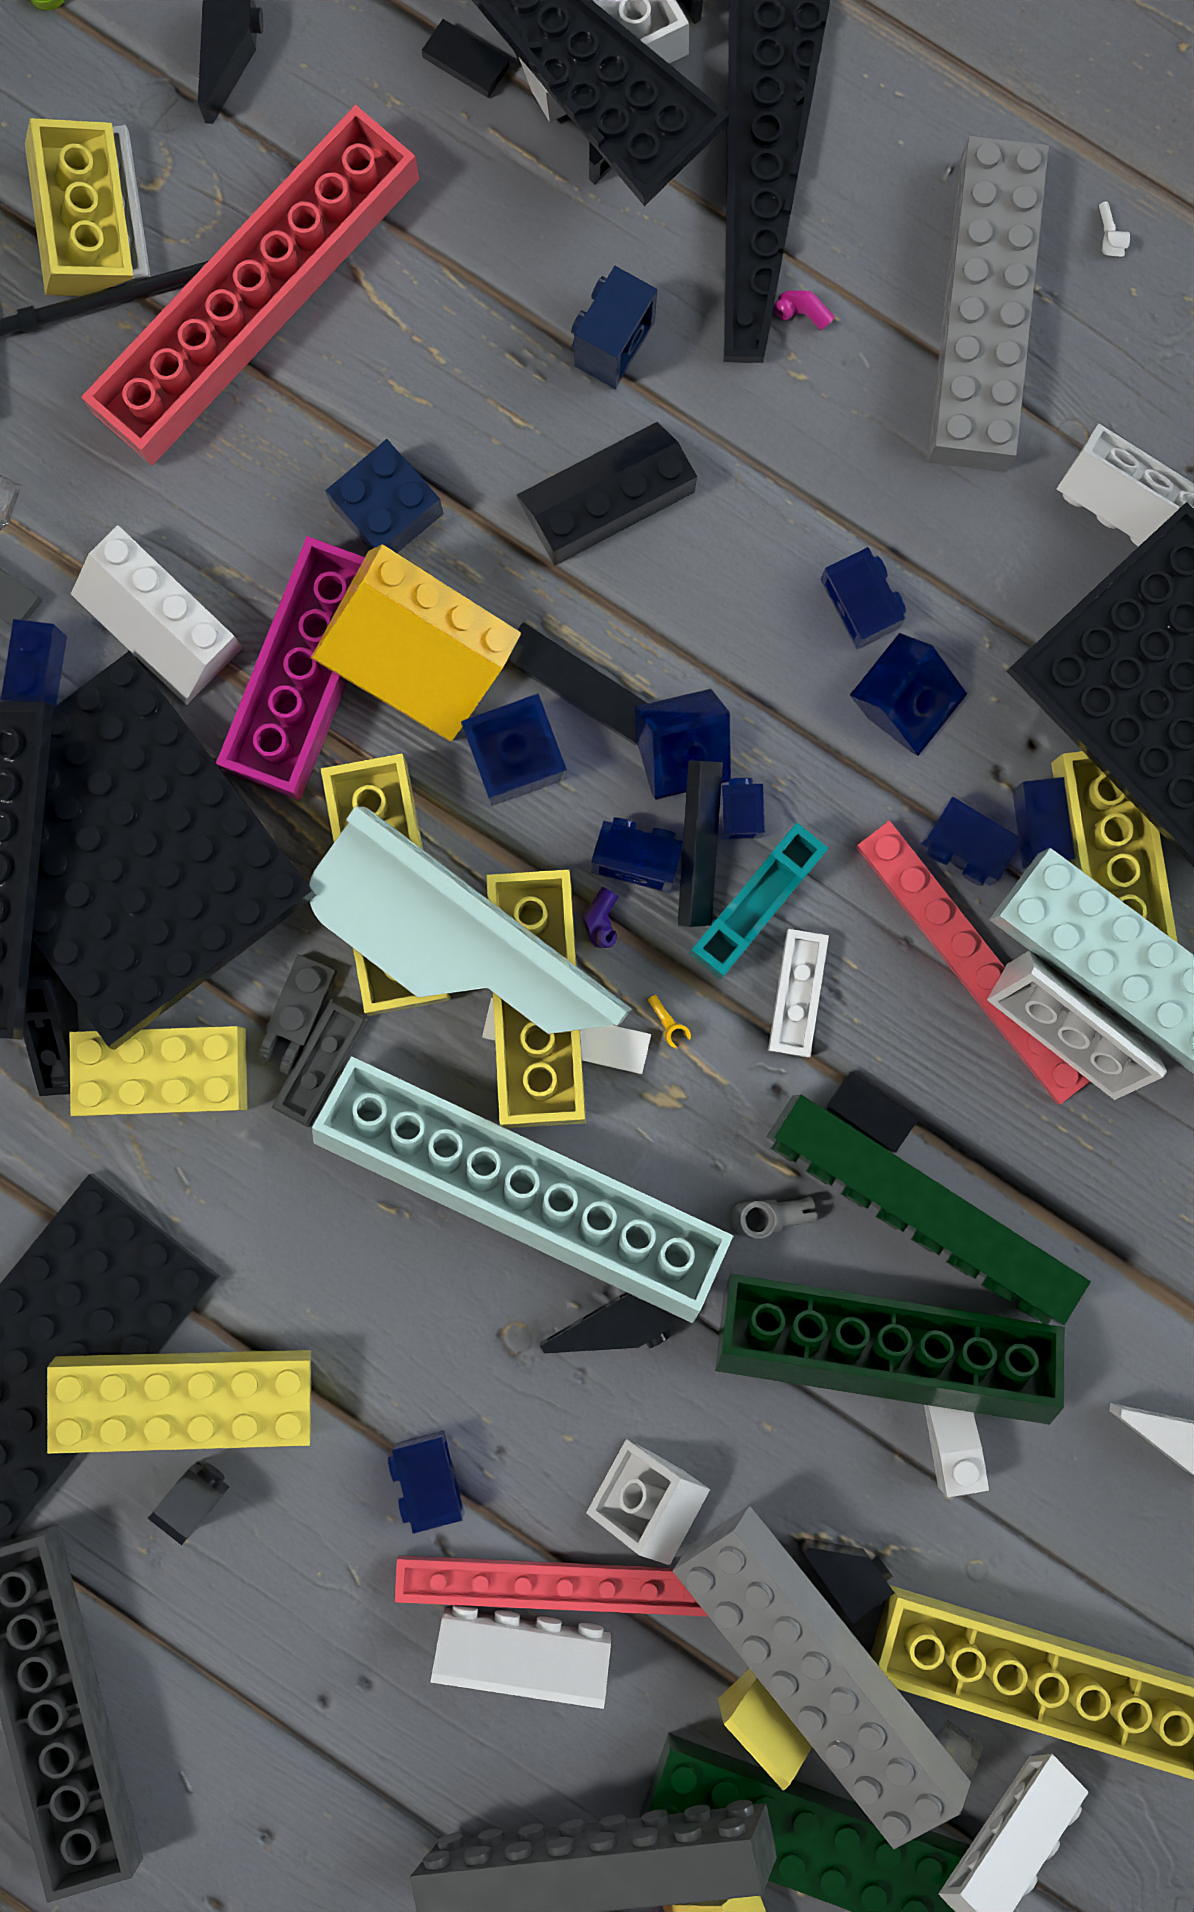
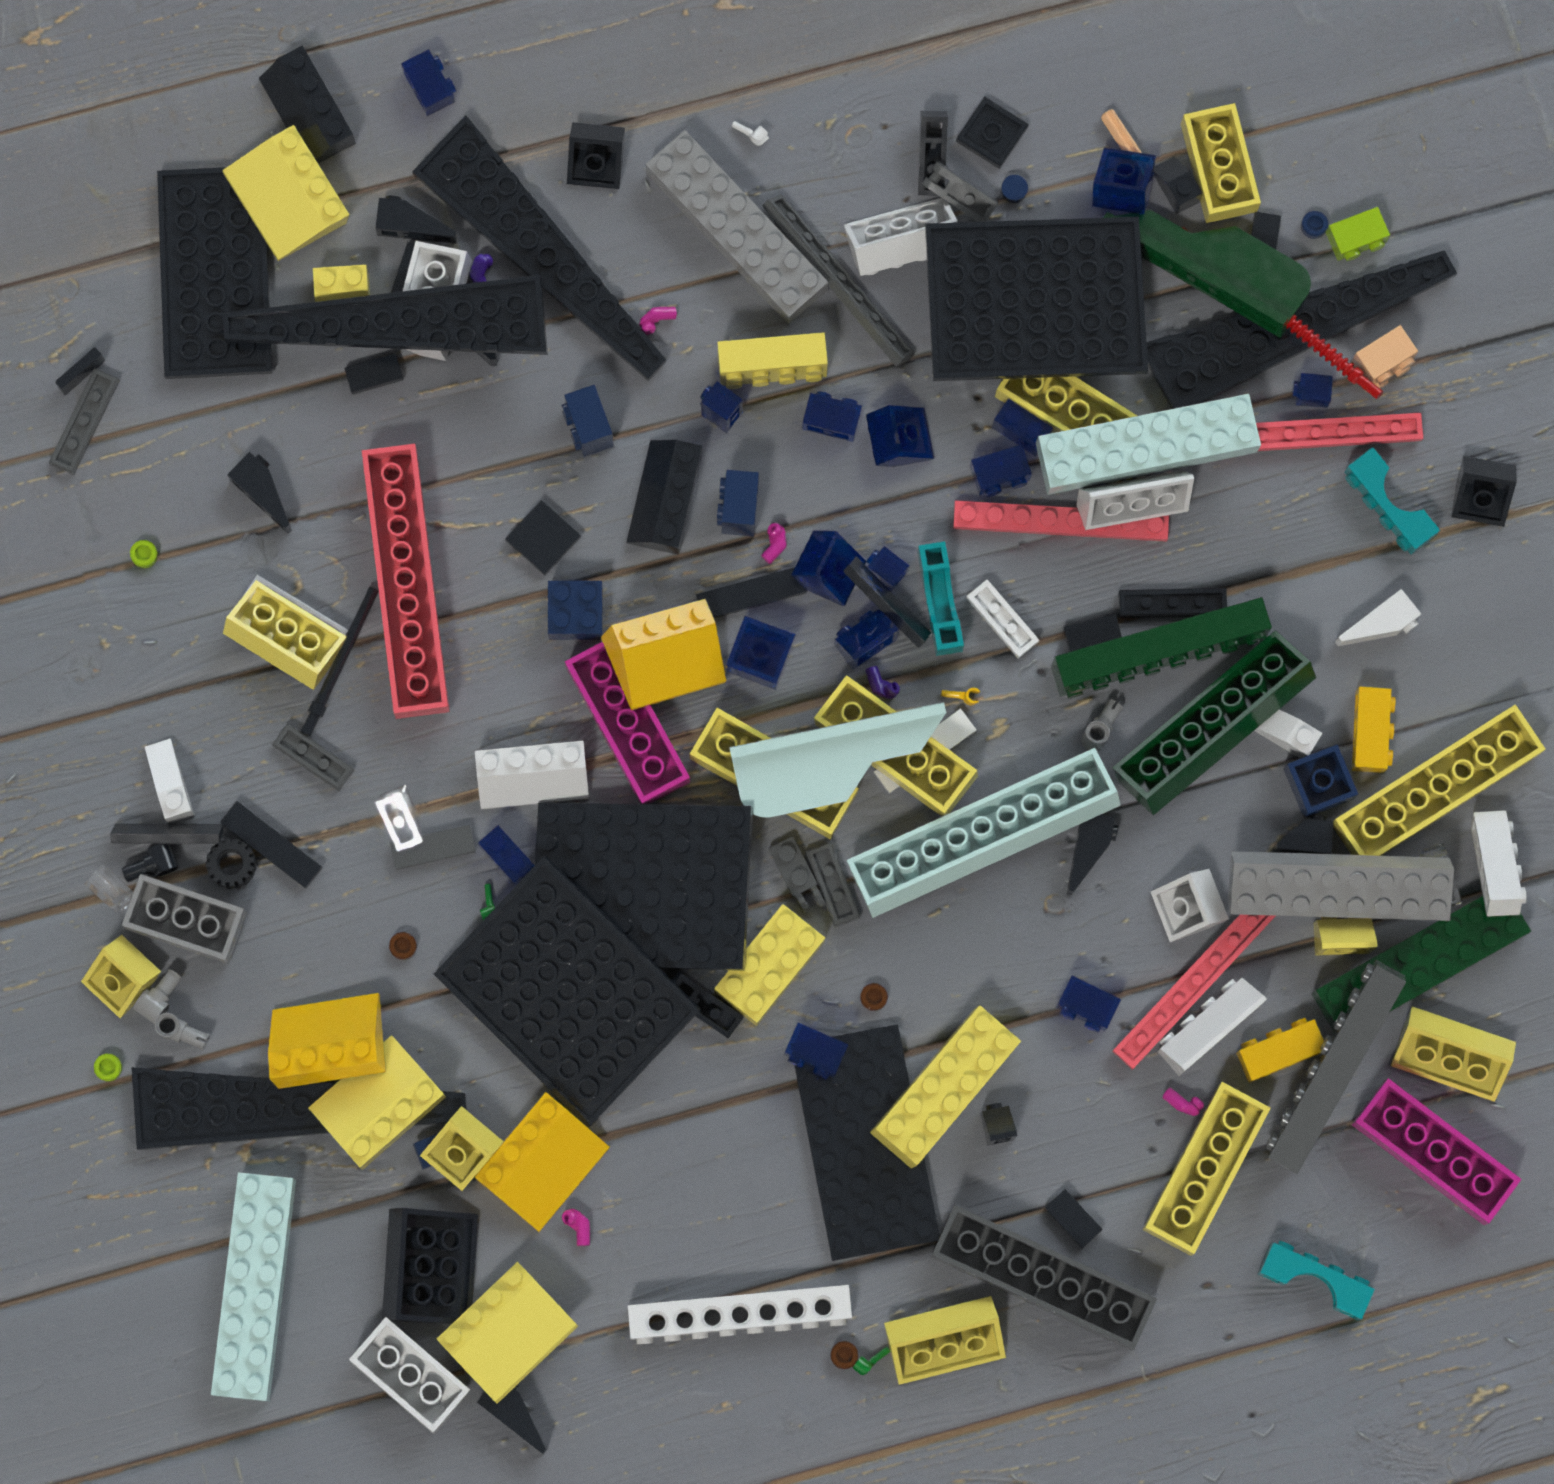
camera: 50 degrees left, 5 degrees down
(95, 1212) = (815, 1050): none -> clear blue brick
(161, 1679) = (1073, 1218): none -> black tile
(228, 1222) = (873, 997): none -> reddish brown tile
(344, 1796) = (1206, 1168): none -> light yellow brick
(409, 1709) = (1180, 1104): none -> dark pink arm
(440, 399) = (543, 538): none -> black tile
(567, 1760) = (1280, 1049): none -> yellow brick
(664, 661) = (777, 540): none -> dark pink arm
(668, 575) = (740, 501): none -> dark blue brick
(694, 65) = (479, 266): none -> dark purple arm
(762, 460) = (721, 406): none -> clear blue brick
(868, 470) = (772, 360): none -> light yellow brick
(929, 81) = (595, 155): none -> black slope
(929, 1536) = (1320, 781): none -> dark blue brick
(990, 1173) = (1170, 602): none -> black tile
(1029, 471) = (838, 280): none -> dark grey tile
(1046, 1541) = (1372, 729): none -> yellow brick

